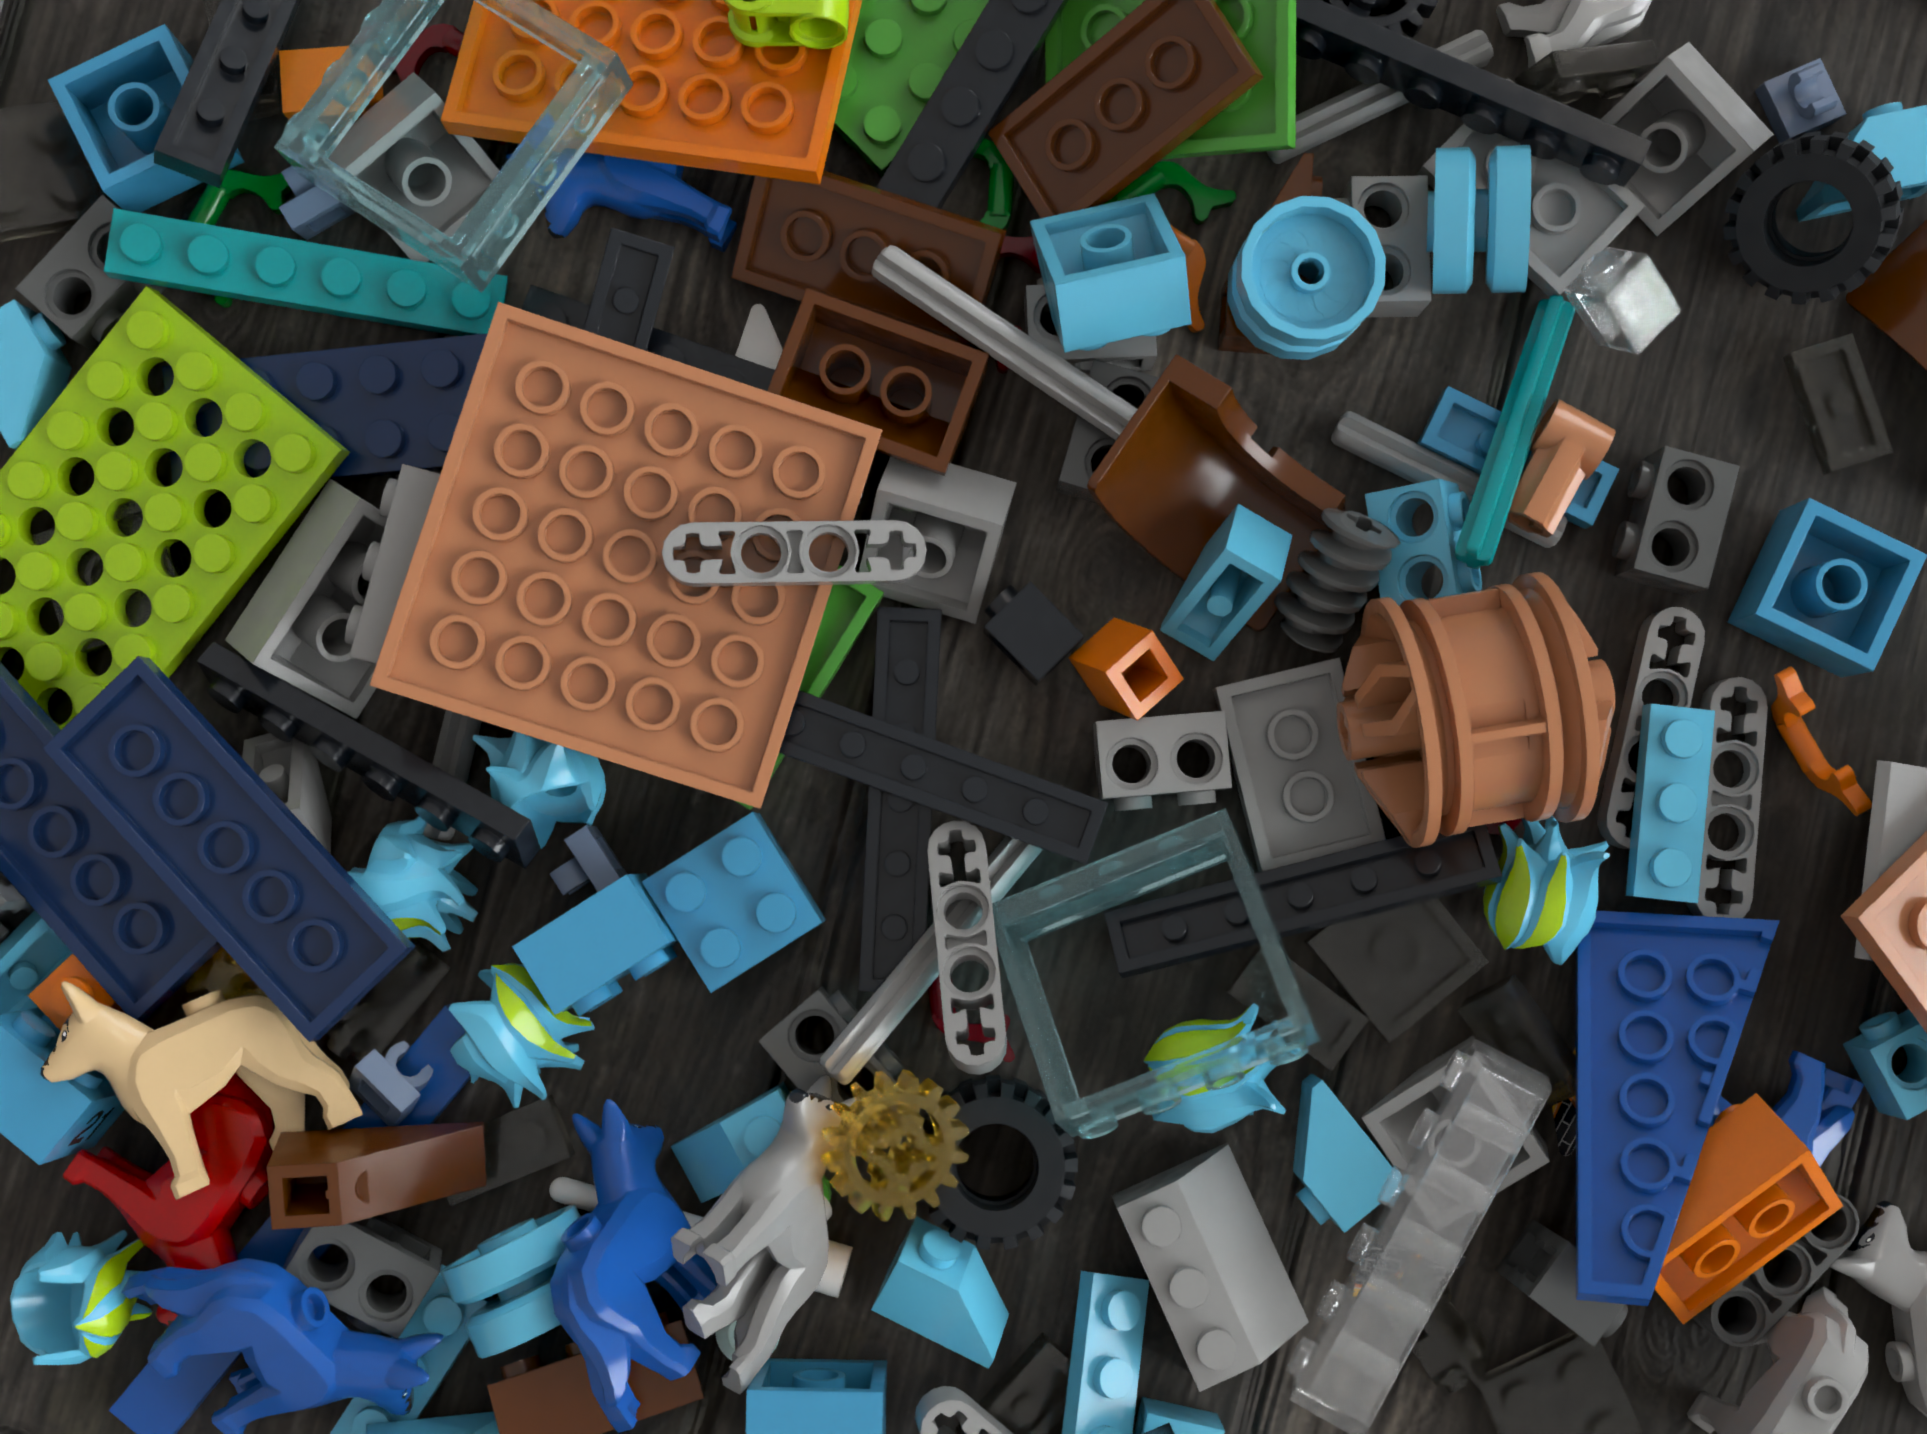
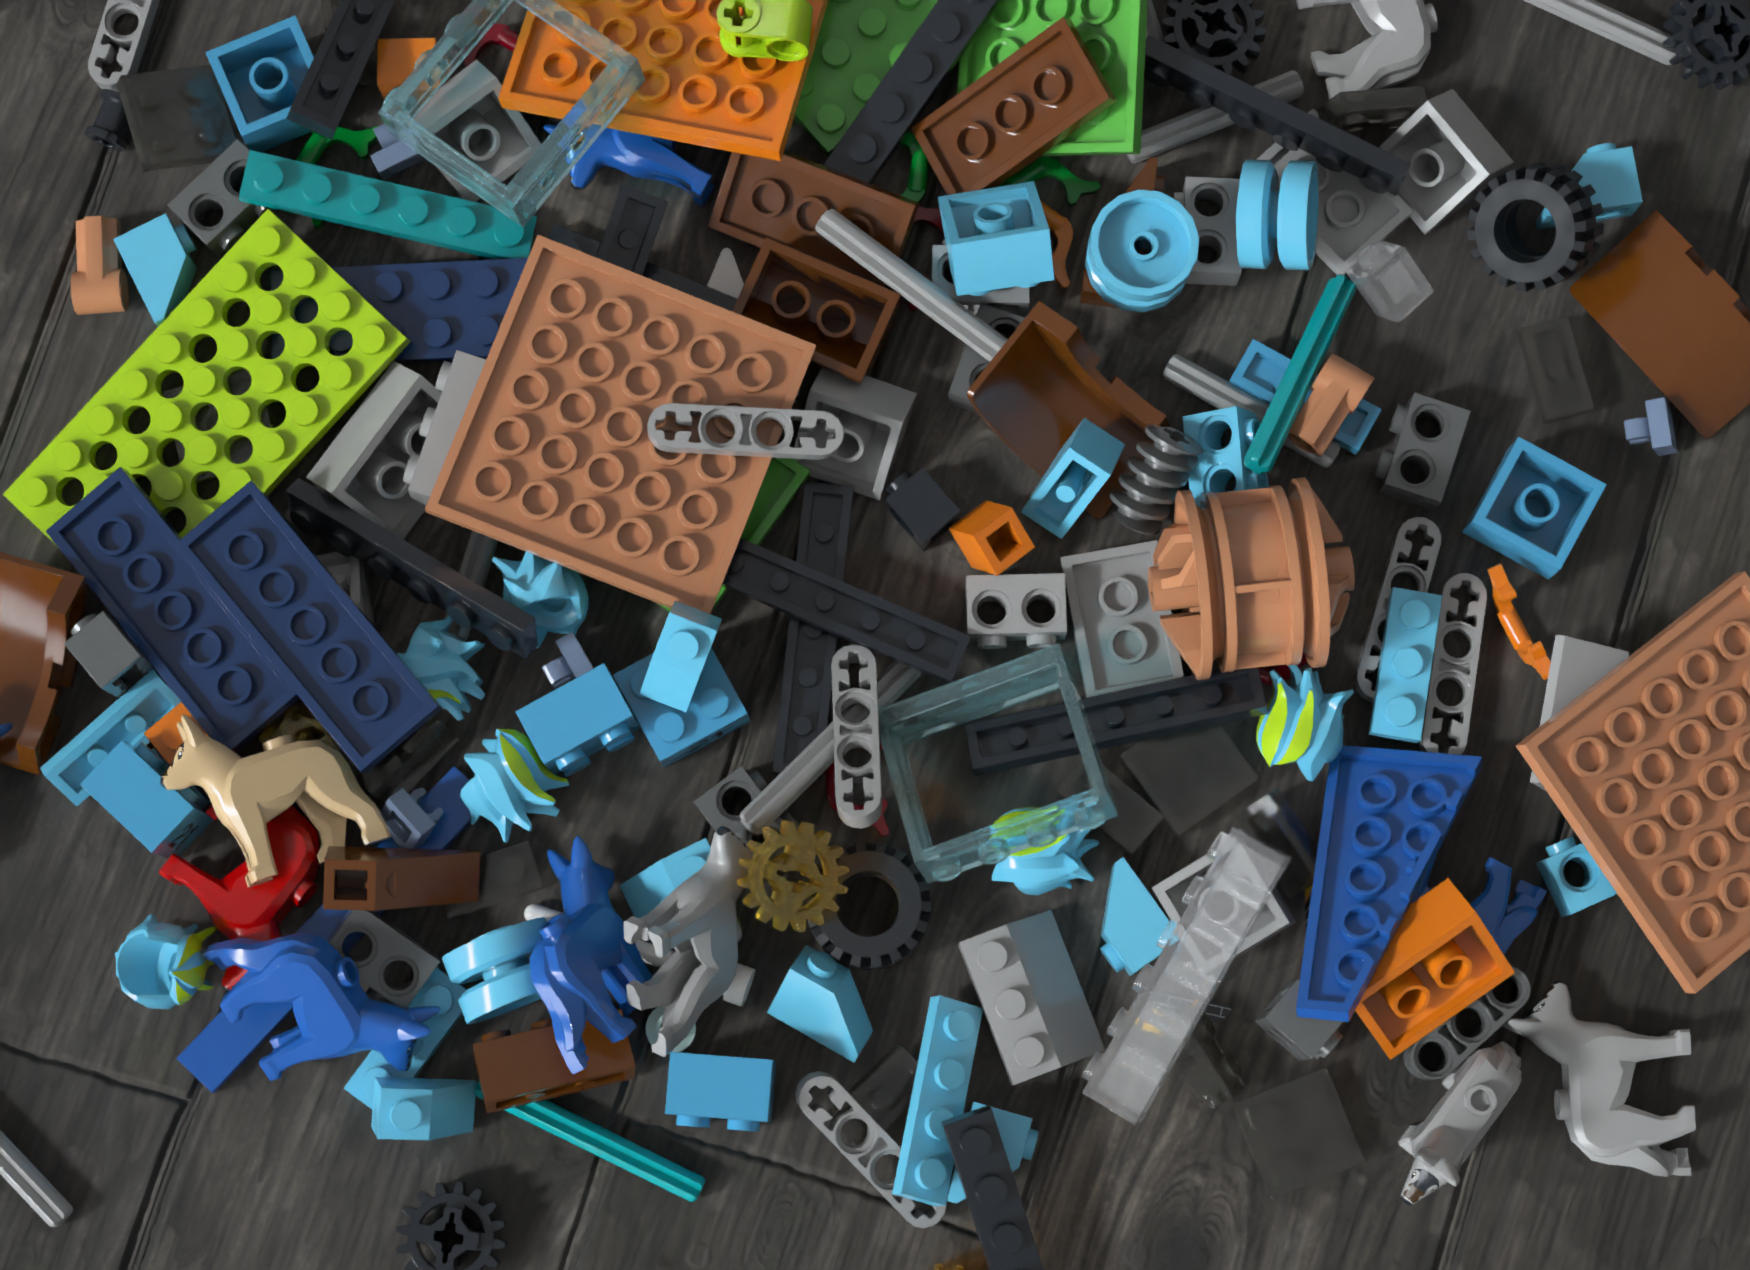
camera: 10 degrees right, 5 degrees down
(728, 858) = (680, 656): none -> medium azure slope
(1800, 101) = (1541, 137): sand blue tile -> none

